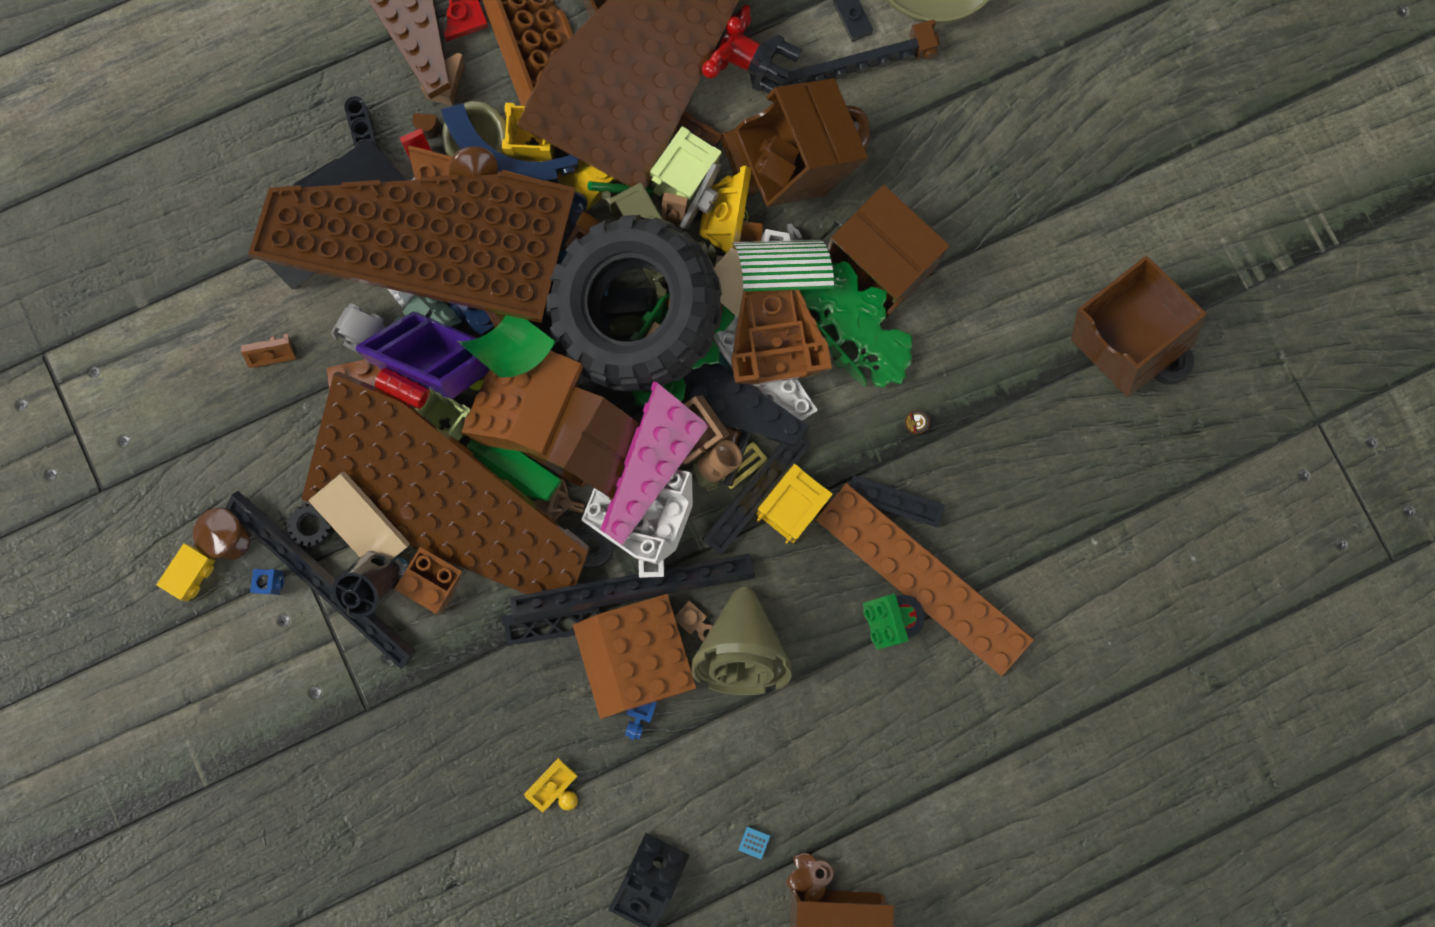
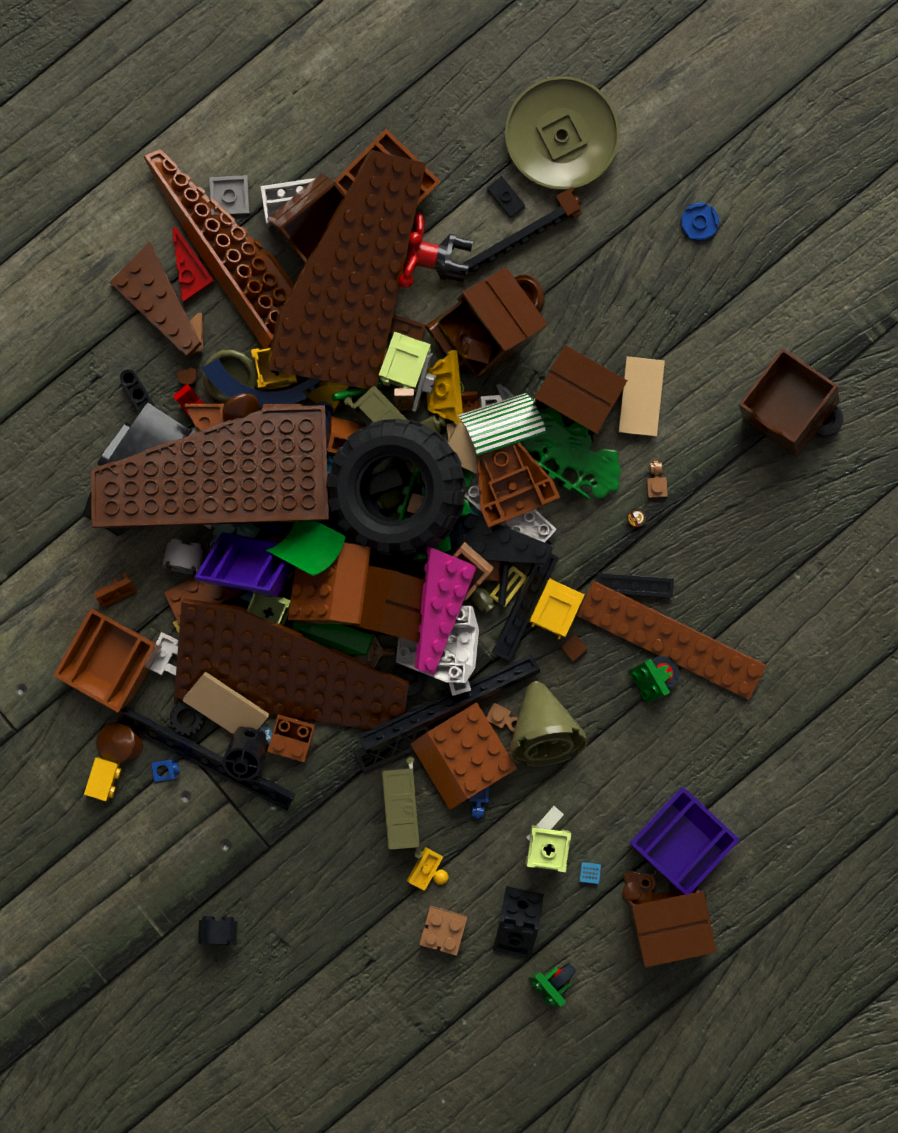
camera: 10 degrees left, 5 degrees up
(231, 430) = (107, 660): none -> dark orange slope
(271, 799) = (217, 931): none -> black brick
(301, 442) = (161, 662): none -> white plate
(402, 388) = (236, 599): red axle -> none
(539, 702) = (401, 808): none -> olive container
(552, 868) = (444, 930): none -> medium nougat piece
(702, 784) = (541, 838): none -> yellowish green container
(712, 769) = (549, 819): none -> white sticker
(720, 461) = (491, 589): medium nougat wheel -> none
(802, 559) = (573, 648): none -> reddish brown tile
(881, 833) = (684, 841): none -> dark purple slope
(949, 390) = (656, 486): none -> medium nougat plate
(957, 281) = (641, 396): none -> tan tile
(1072, 99) = (699, 221): none -> blue tile

